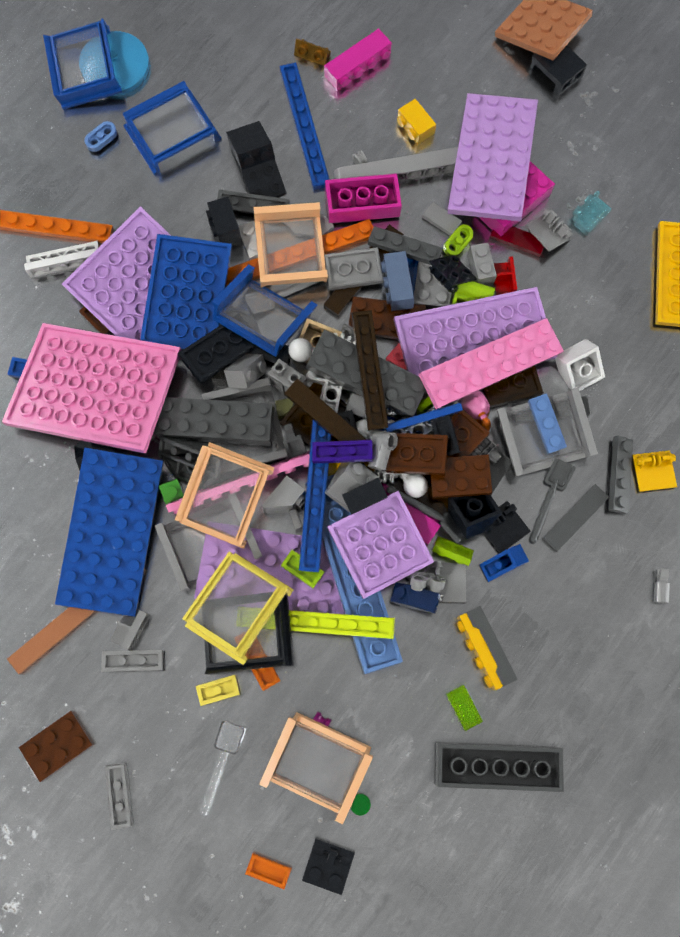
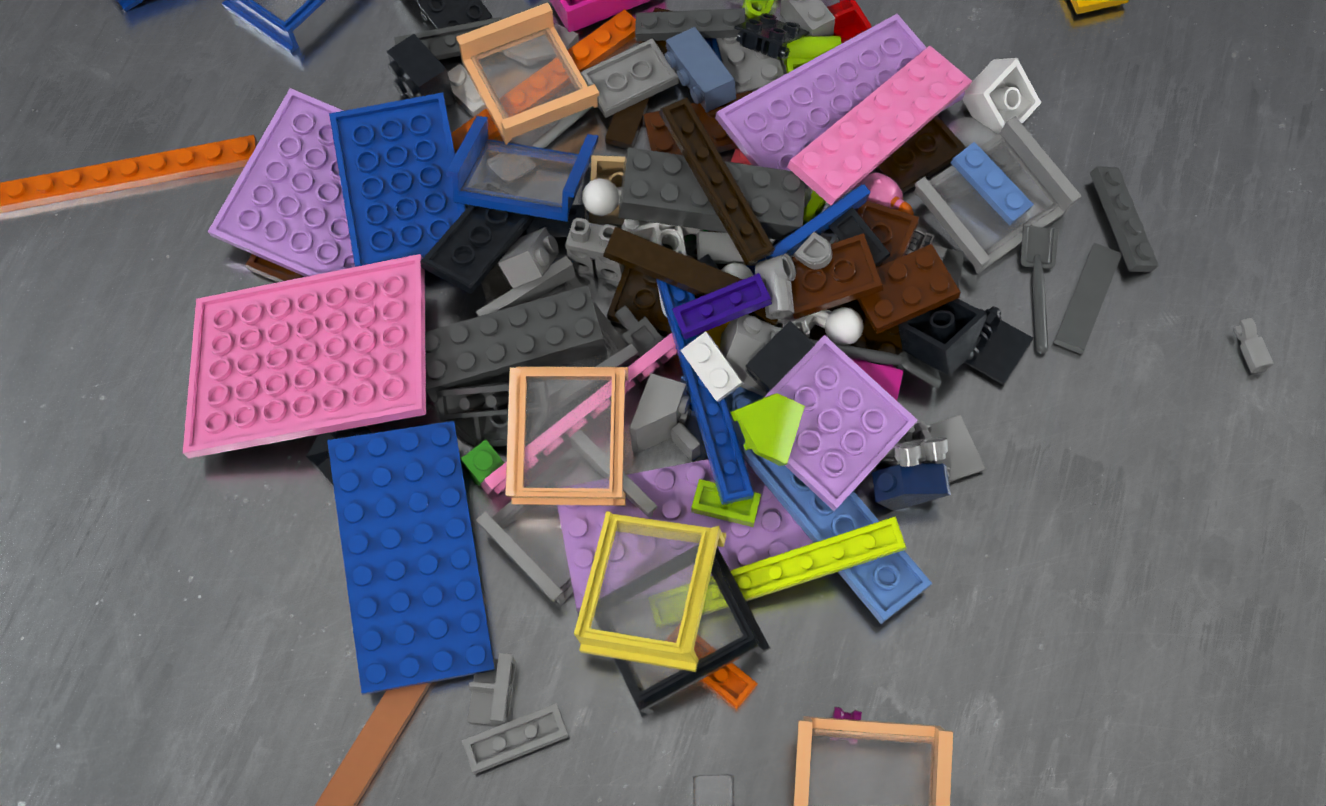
camera: 15 degrees left, 10 degrees down
(16, 367) = (178, 373): blue plate -> none
(61, 262) = (189, 207): white fence -> none
(100, 137) = (191, 29): medium blue plate -> none
(217, 690) = (667, 733): light yellow plate -> none
(283, 407) = (603, 293): olive tile -> none
(322, 486) = (712, 366): none -> white plate
(341, 537) = (770, 426): none -> lime slope
(413, 436) = (814, 252): none -> light grey tile
(453, 551) = (935, 402): lime plate -> none
(464, 707) = (1050, 621): clear neon green plate -> none
(486, 648) = (1045, 521): piece -> none
(499, 767) = (1143, 683): dark grey brick -> none
(504, 562) = (1015, 392): blue slope -> none
(655, 470) = (1167, 197): yellow hinge -> none

